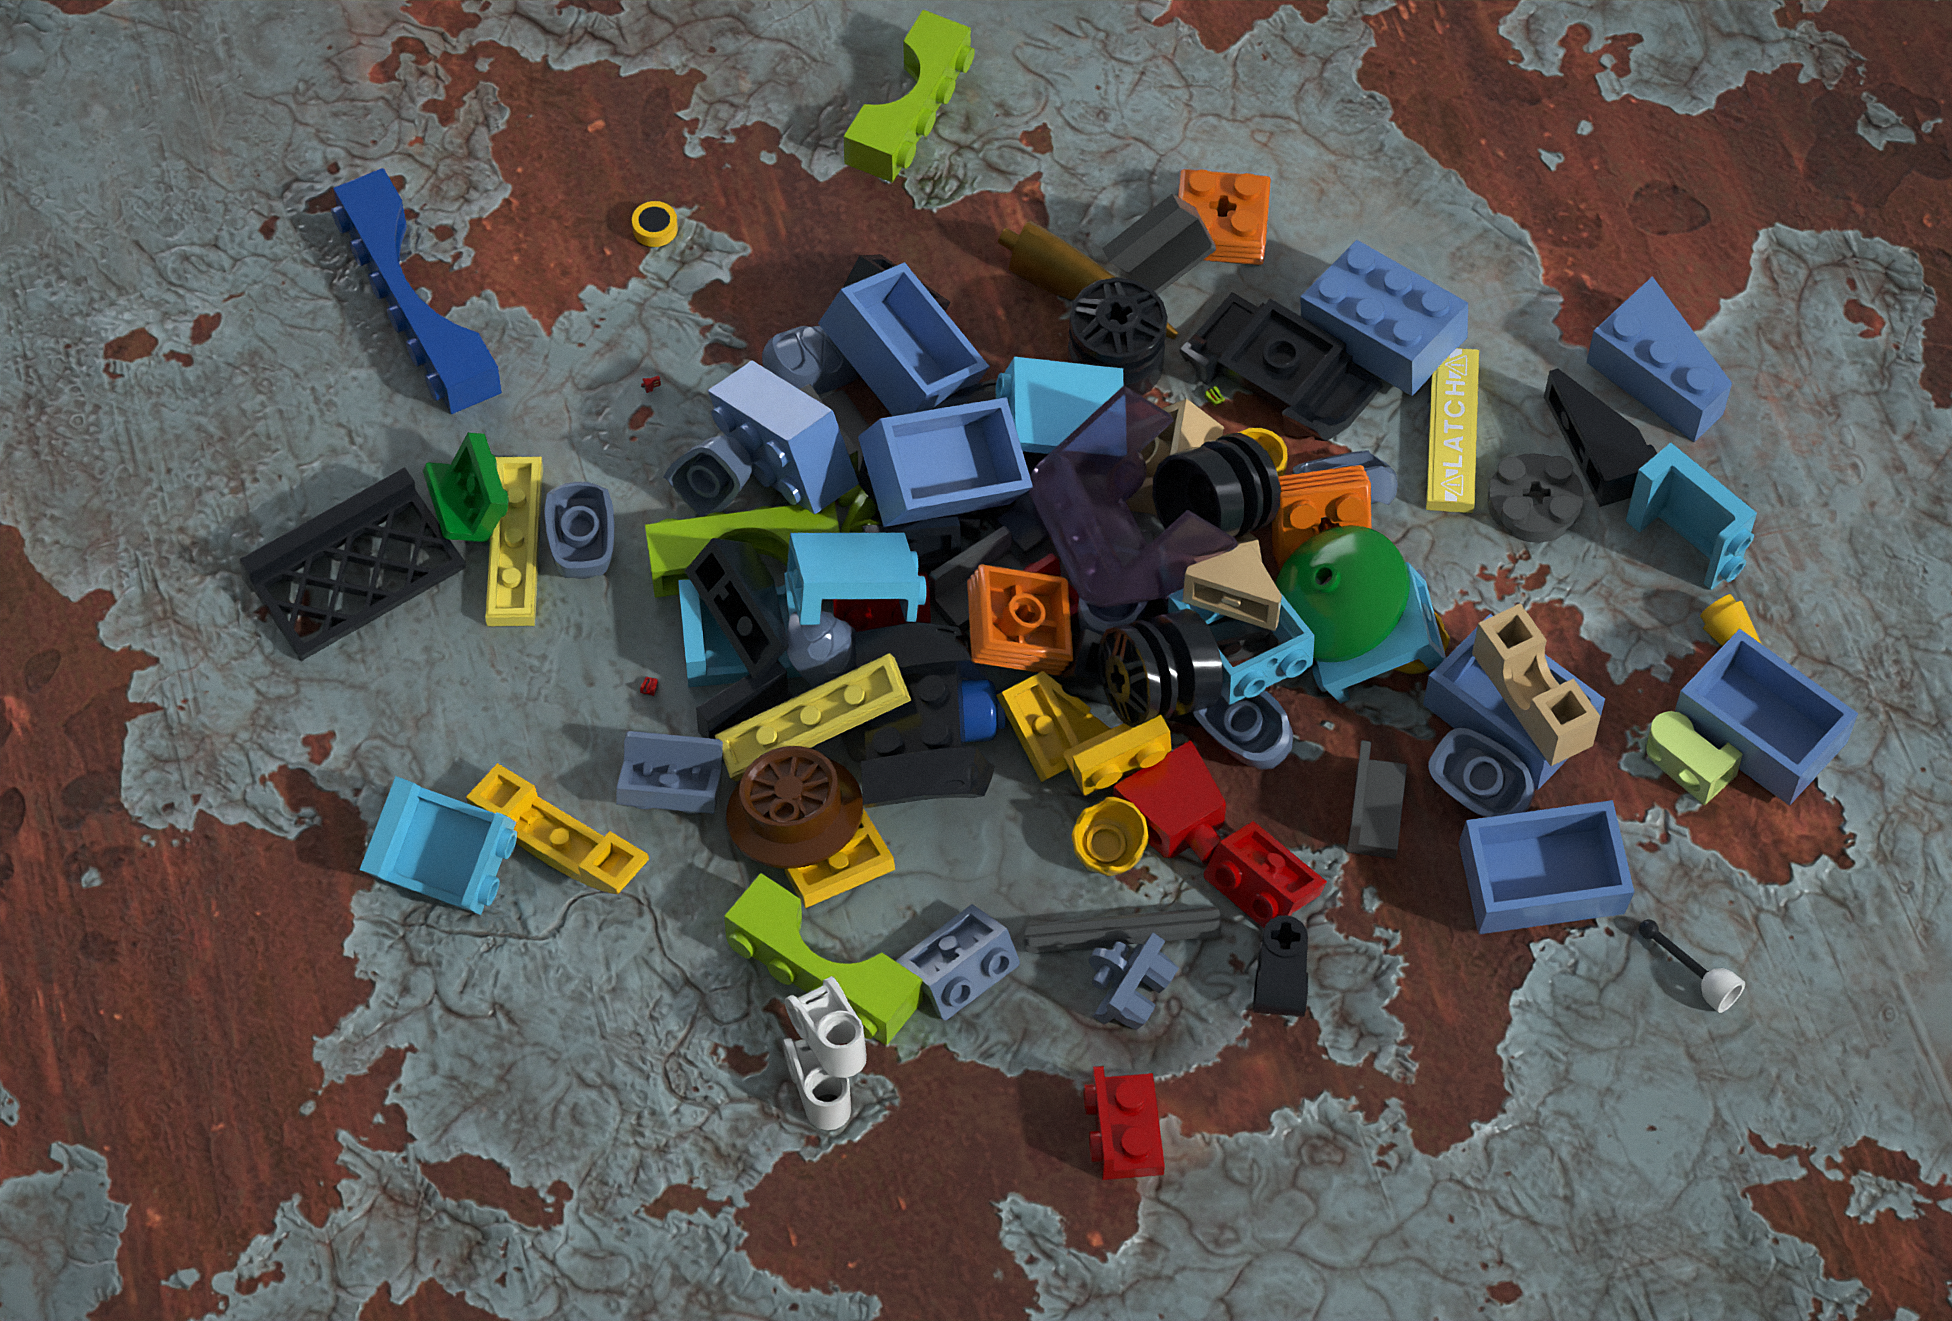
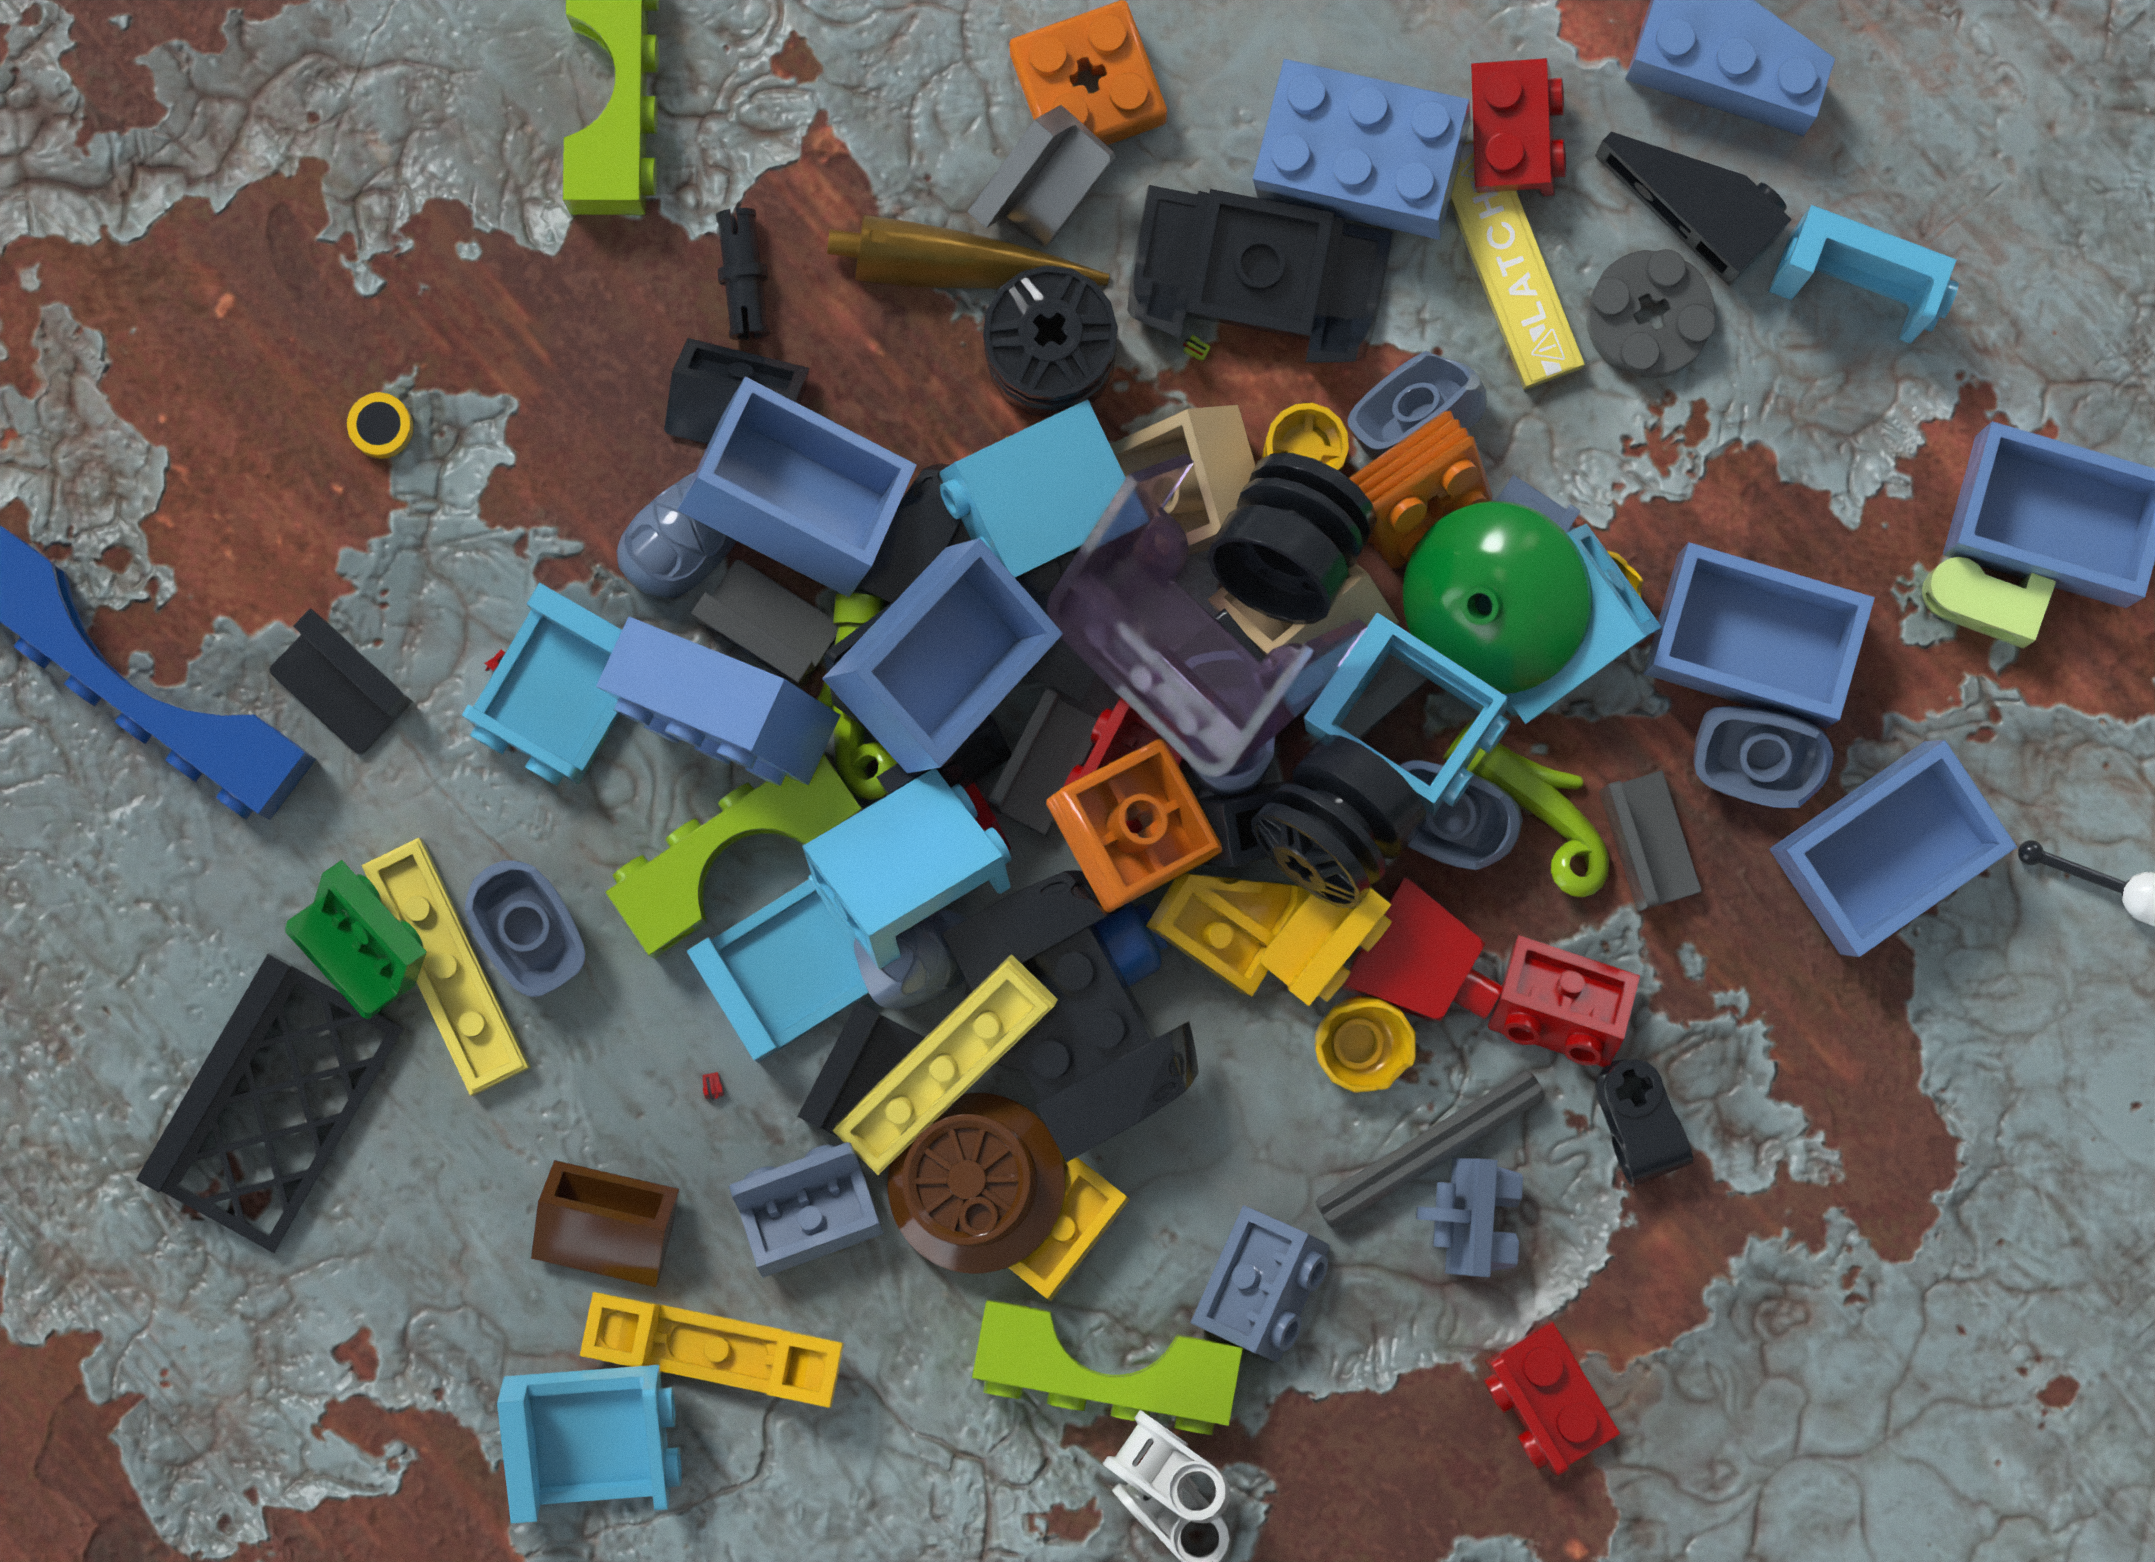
camera: 25 degrees left, 25 degrees up
(528, 729) = (604, 1223): none -> reddish brown brick
(544, 351) = (339, 683): none -> black panel
(674, 409) = (547, 692): none -> medium azure panel
(710, 474) = (654, 782): sand blue piece -> none
(742, 601) = (786, 952): black slope -> none
(936, 233) = (742, 274): none -> black pin
(1235, 587) = (1391, 681): tan slope -> none
(1313, 746) = (1535, 790): none -> lime plant
(1497, 348) = (1515, 126): none -> red bracket
(1514, 659) = (1825, 663): tan arch -> none
(1725, 618) = (1964, 395): yellow cone -> none

